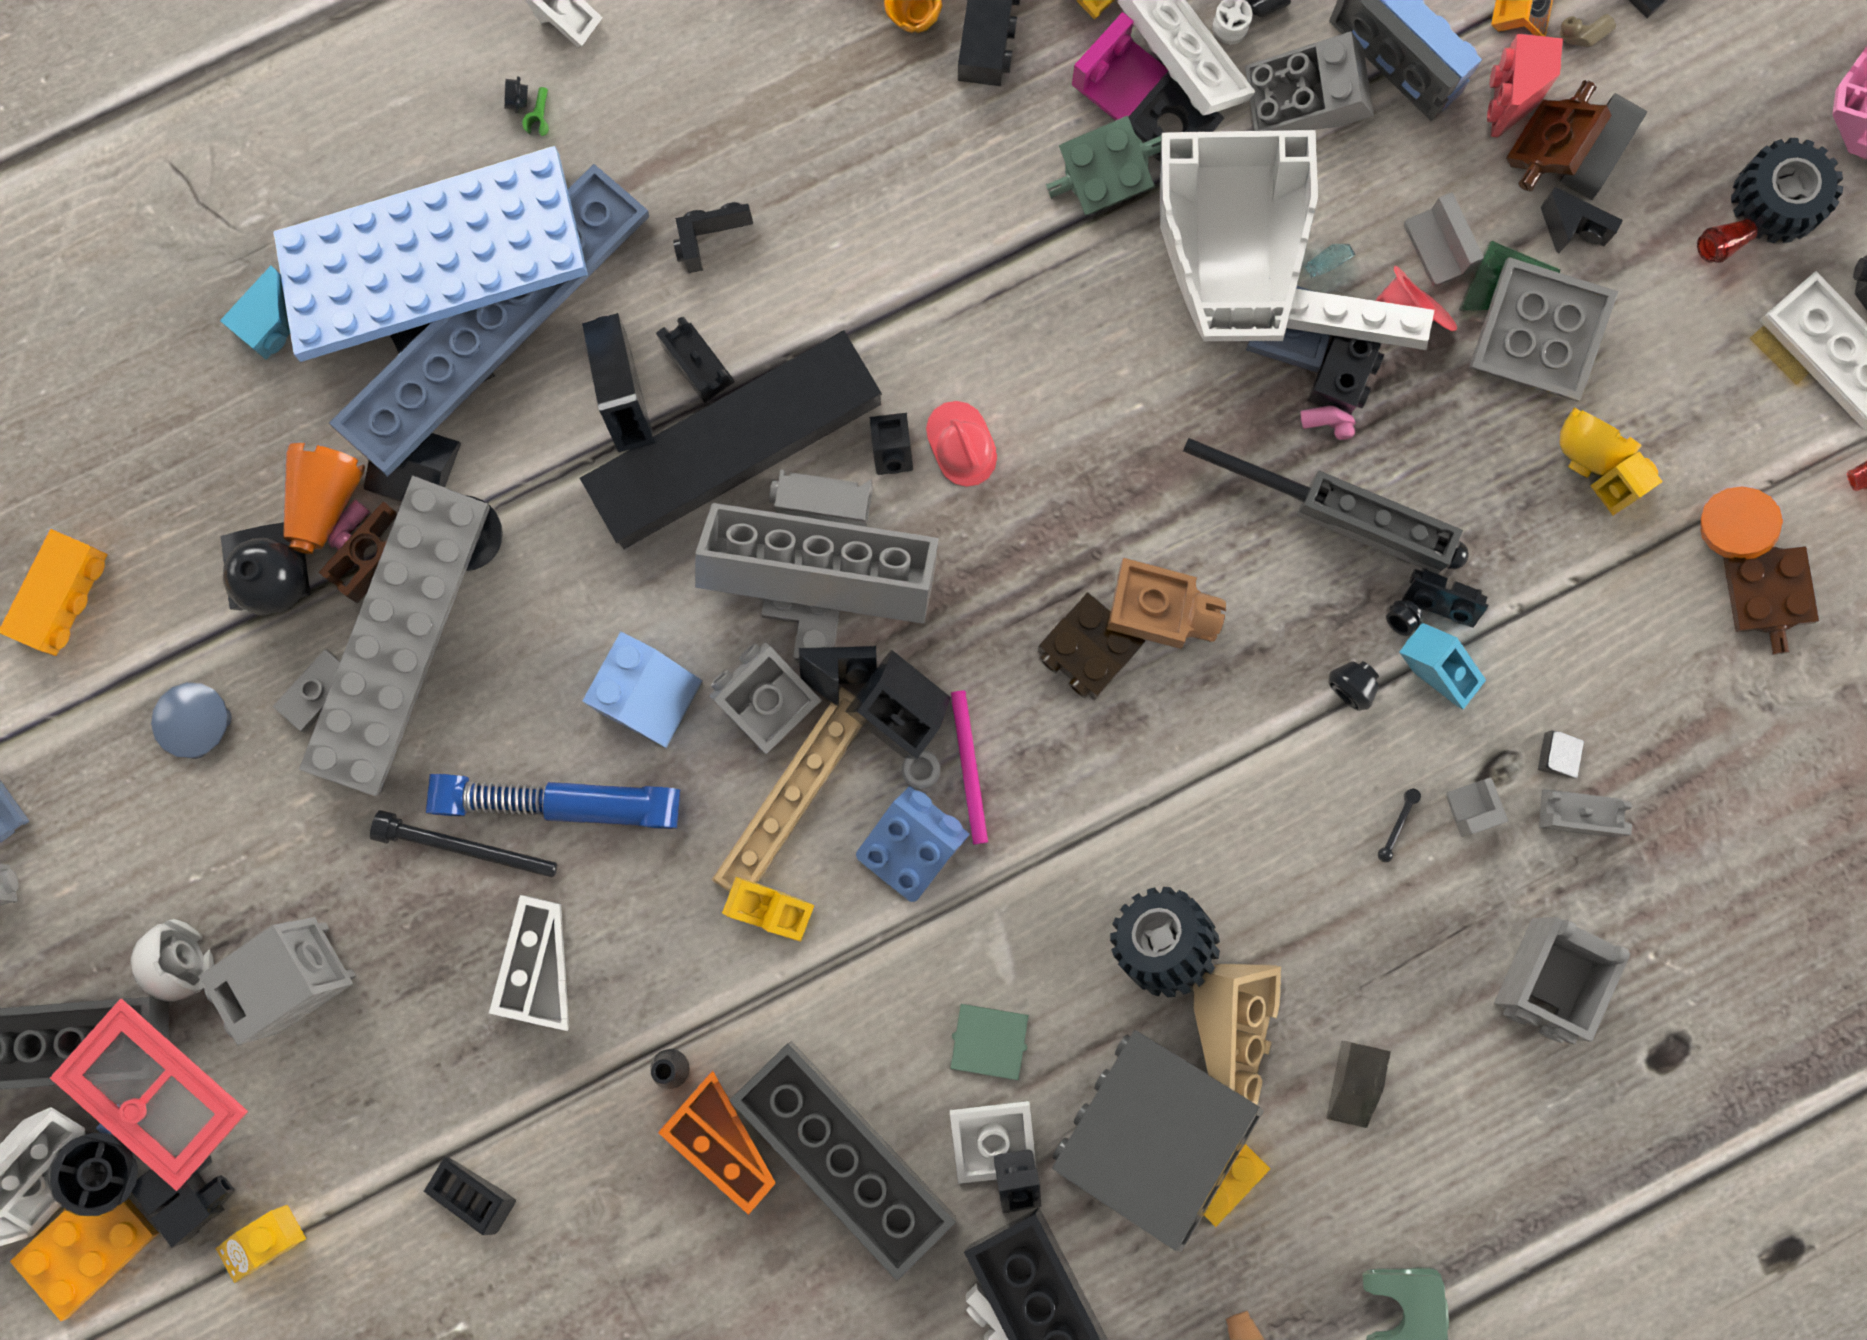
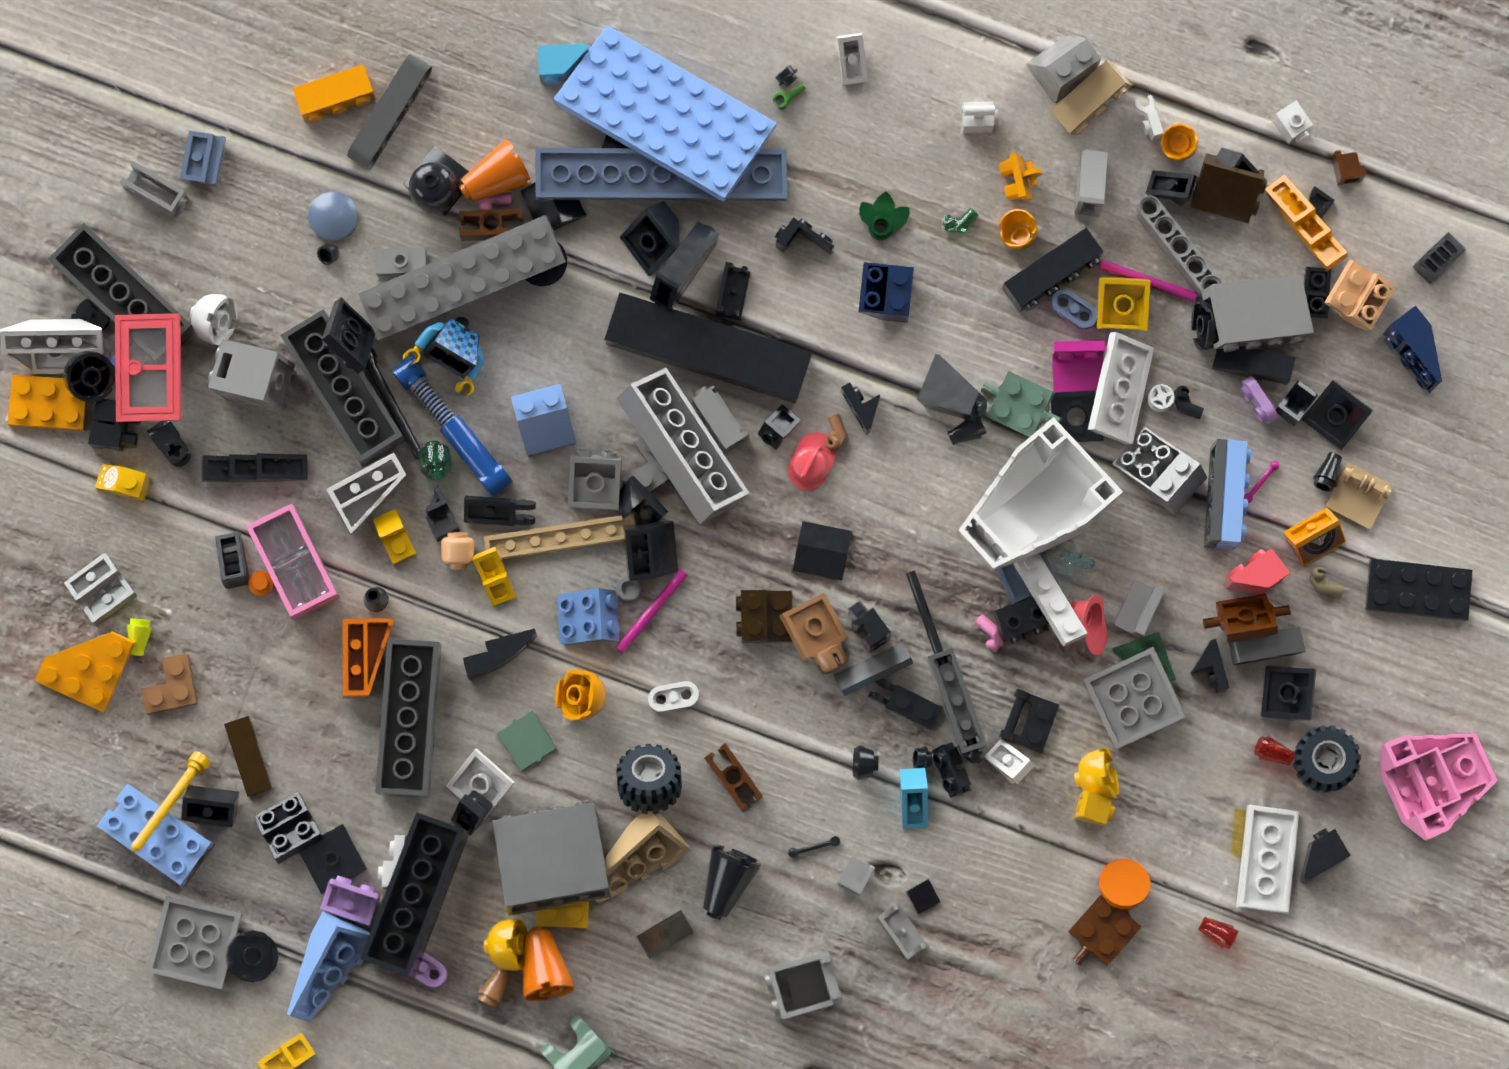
camera: 45 degrees right, 0 degrees up
(22, 1103) = (86, 310): none -> black piece
(135, 550) = (389, 111): none -> dark grey beam
(228, 766) = (328, 253): none -> black hinge
(261, 1145) = (168, 440): none -> black piece
(336, 824) = (349, 335): none -> black plate
(387, 1073) = (254, 468): none -> black slope
(391, 886) = (343, 392): none -> dark grey brick
(465, 719) = (453, 348): none -> torso
(527, 1187) = (260, 583): none -> orange plate
(536, 1128) = (293, 562): none -> clear brick
(552, 389) = (653, 236): none -> black slope
(574, 856) = (435, 460): none -> clear green head
(617, 982) = (394, 536): none -> yellow slope
(644, 908) = (439, 516): none -> black slope
(697, 837) = (497, 511): none -> black hinge
(700, 923) = (457, 550): none -> light nougat head
(763, 127) = (883, 213): none -> dark green plate
(848, 61) = (957, 224): none -> clear green arm
(852, 194) = (886, 291): none -> dark blue slope
(862, 984) = (498, 653): none -> black slope
(958, 387) = (837, 435): none -> medium nougat arm
(960, 340) = (863, 412): none -> black slope
(996, 934) = (580, 695): none -> light orange cylinder
(1028, 223) = (951, 393): none -> black slope
(1050, 22) = (1075, 308): none -> sand blue plate
(1072, 520) = (822, 550): none -> black slope
(1083, 245) = (966, 432): none -> black cone
(1090, 830) = (673, 696): none -> white plate
(1209, 538) = (871, 625): none -> black hips
(1212, 1284) = (506, 944): none -> yellow cylinder
(1254, 832) = (735, 766): none -> reddish brown piece
(1257, 581) = (873, 669): none -> dark grey tile
(1274, 1261) = (544, 967): none -> orange cone
(1329, 579) = (907, 704): none -> black hinge
(1358, 955) = (727, 880): none -> black cone
(1473, 459) = (1037, 724): none -> black plate
(1497, 524) = (1009, 761): none -> white slope
(1676, 168) = (1288, 693): none -> black slope

